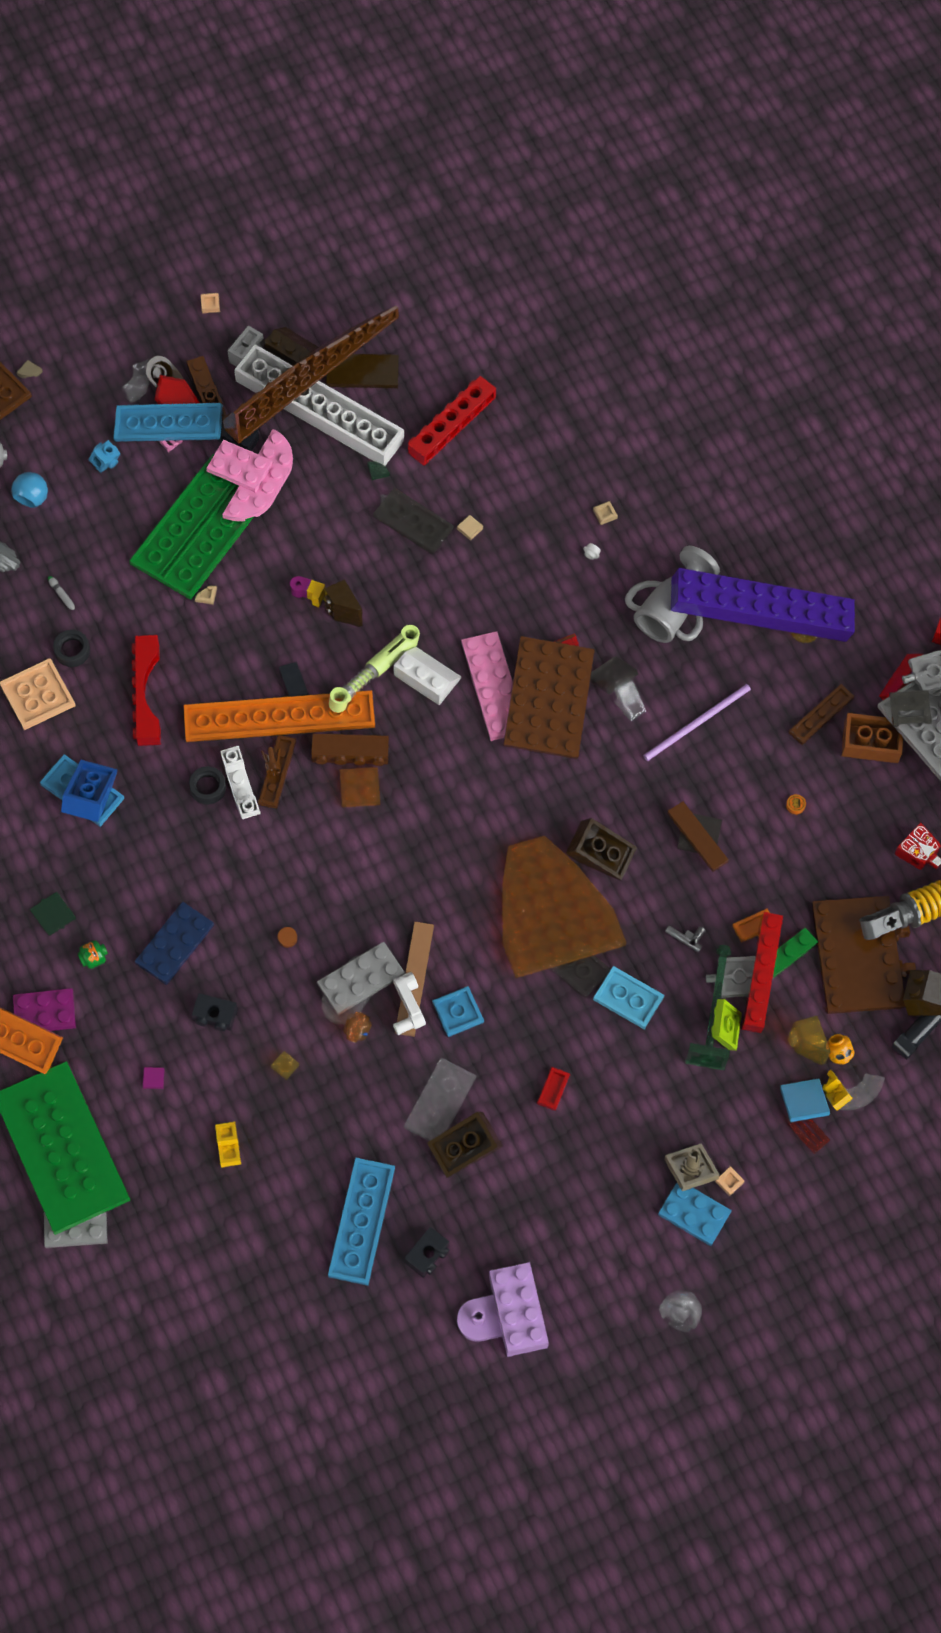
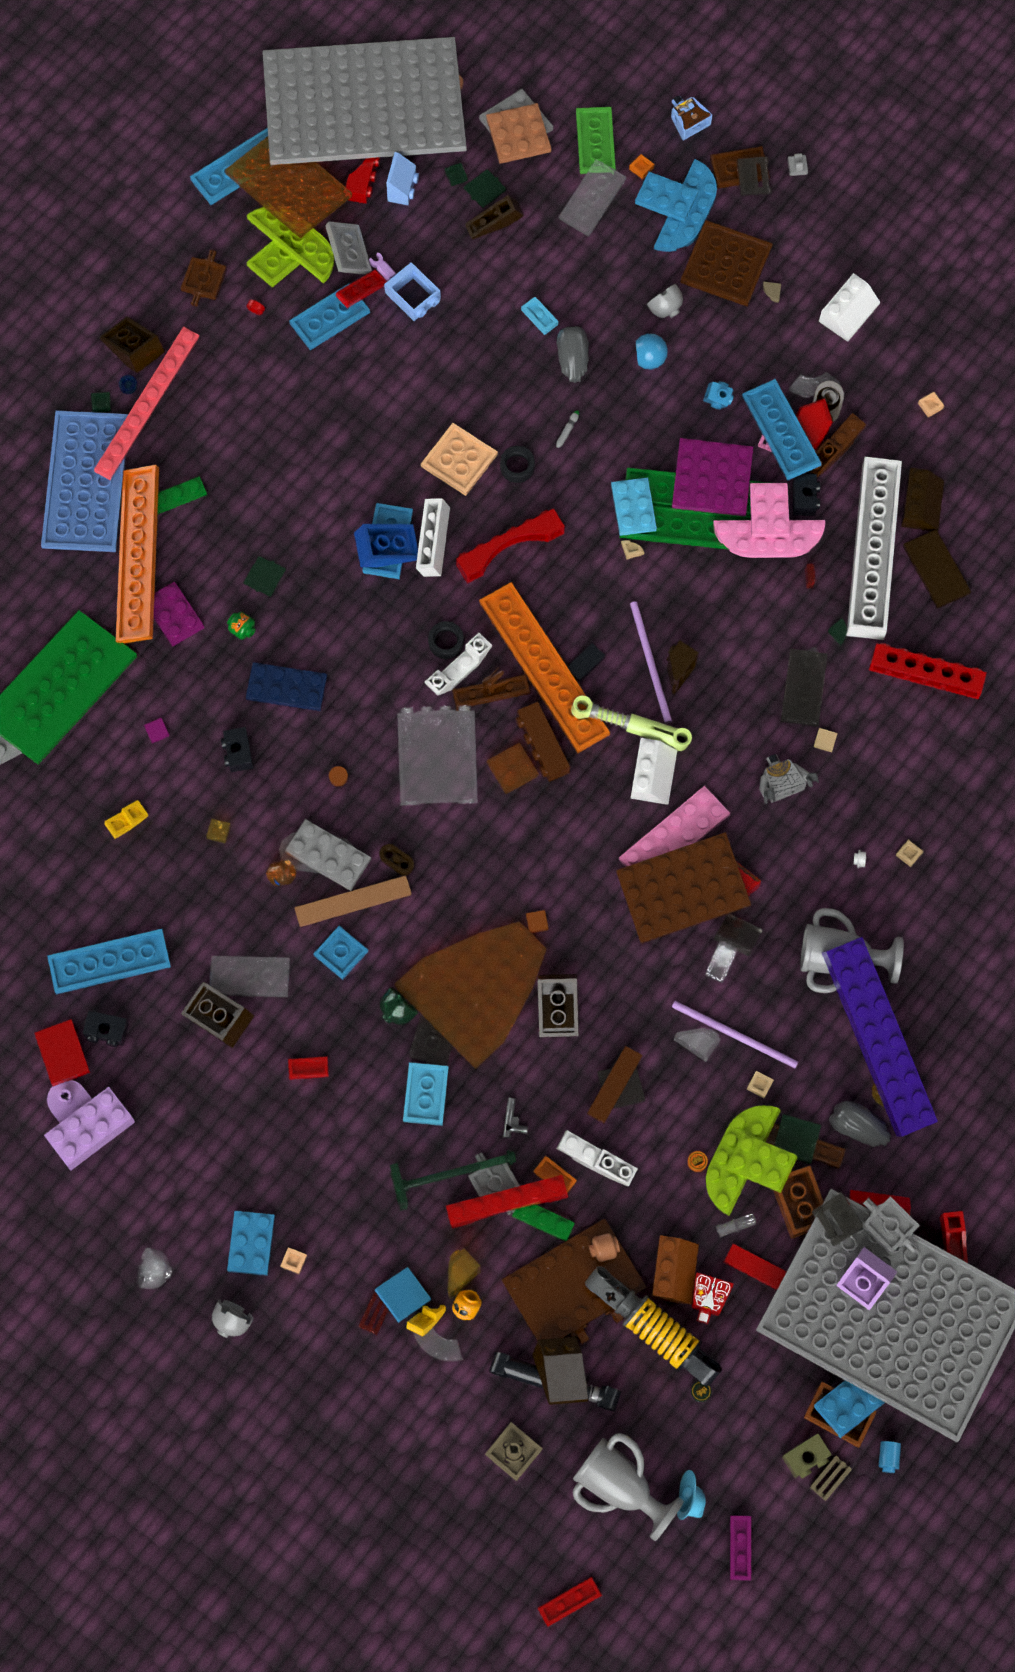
camera: 65 degrees right, 5 degrees up
(83, 319) = (849, 308): none -> white slope
(103, 749) = (433, 537): none -> white brick
(170, 571) = (633, 506): none -> medium azure plate
(180, 497) = (712, 477): none -> magenta plate
(244, 344) = (900, 452): light grey brick -> none
(303, 375) = (890, 517): reddish brown wedge -> none
(308, 589) = (681, 624): leg -> none
(315, 467) = (810, 576): none -> clear red tile
(315, 839) = (437, 755): none -> clear windscreen
(322, 629) = (651, 663): none -> lavender piece
(394, 922) = (397, 860): none -> dark brown plate
(404, 986) = (337, 893): white beam -> none
(430, 1303) = (62, 1052): none -> red tile
(490, 573) = (784, 779): none -> light grey torso
(514, 832) = (537, 921): none -> dark orange tile
(538, 984) = (396, 1008): none -> clear green cylinder
(689, 1162) = (293, 1215): dark tan plate -> none
(693, 751) = (699, 1041): none -> clear slope
(726, 1024) = (438, 1191): lime plate -> none
(752, 722) = (760, 1084): none -> tan plate
(757, 882) = (596, 1159): none -> white slope
(761, 1260) = (230, 1319): none -> light grey cylinder
(812, 762) = (746, 1156): none -> lime plate
(815, 716) = (798, 1137): none -> clear green tile
(823, 663) = (859, 1124): none -> dark grey hair
(842, 910) = (604, 1247): none -> nougat head
(867, 800) = (735, 1225): none -> clear axle
(883, 868) = (675, 1270): none -> dark orange slope
(909, 802) = (755, 1266): none -> red tile

